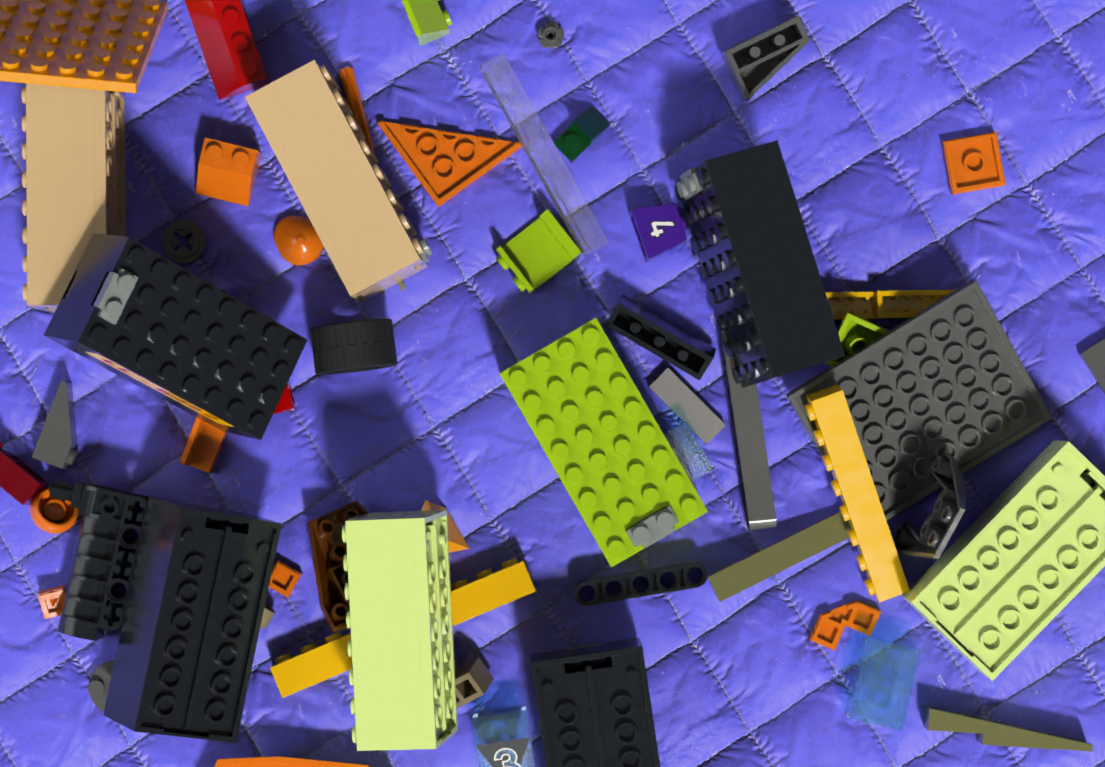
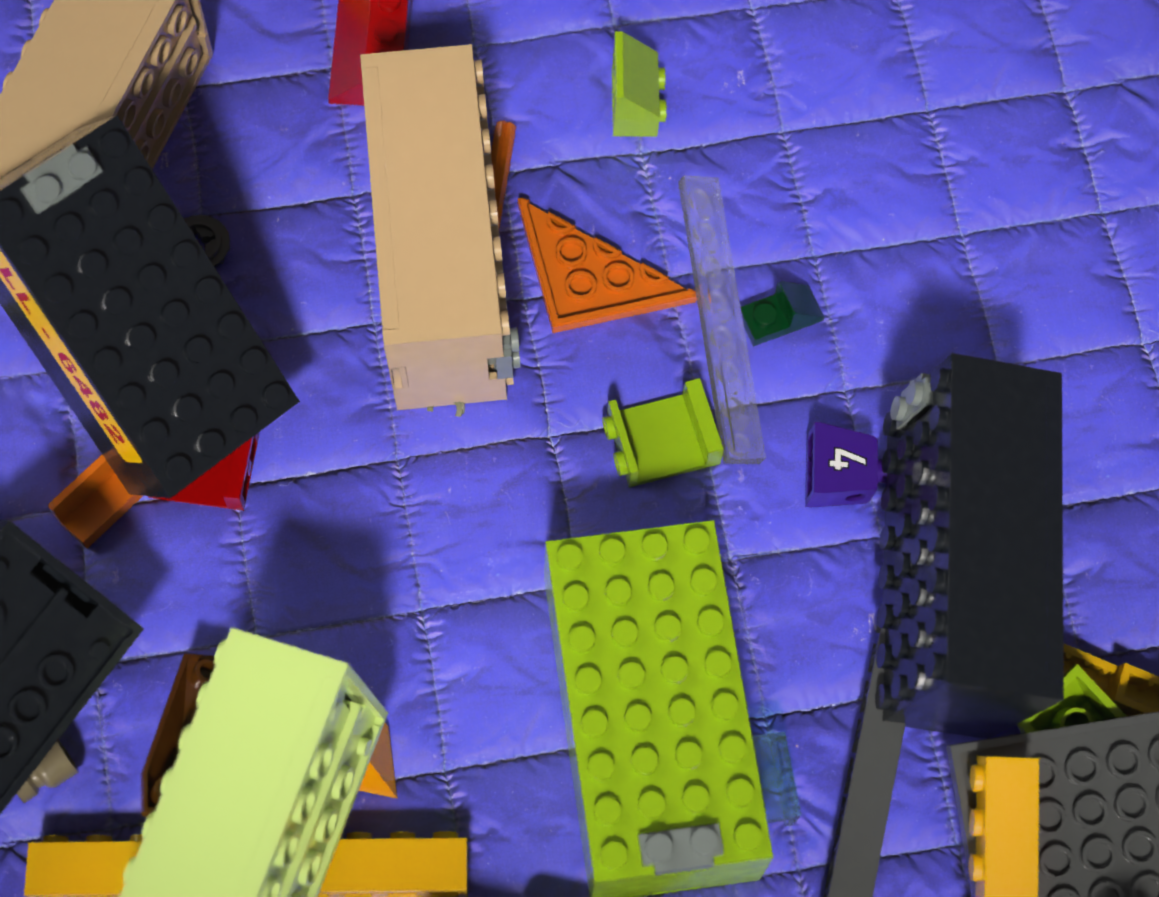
camera: 20 degrees right, 20 degrees down
(227, 171) = (297, 180): orange slope -> none
(284, 578) = (113, 731): orange tile -> none
(297, 240) = (349, 300): orange hat -> none
(353, 346) = (359, 443): black tyre -> none
(553, 42) = (787, 191): dark grey plate -> none
(661, 337) = (791, 605): black brick -> none
(687, 406) = (789, 712): light grey tile -> none
(763, 55) = (1065, 300): dark grey wedge -> none

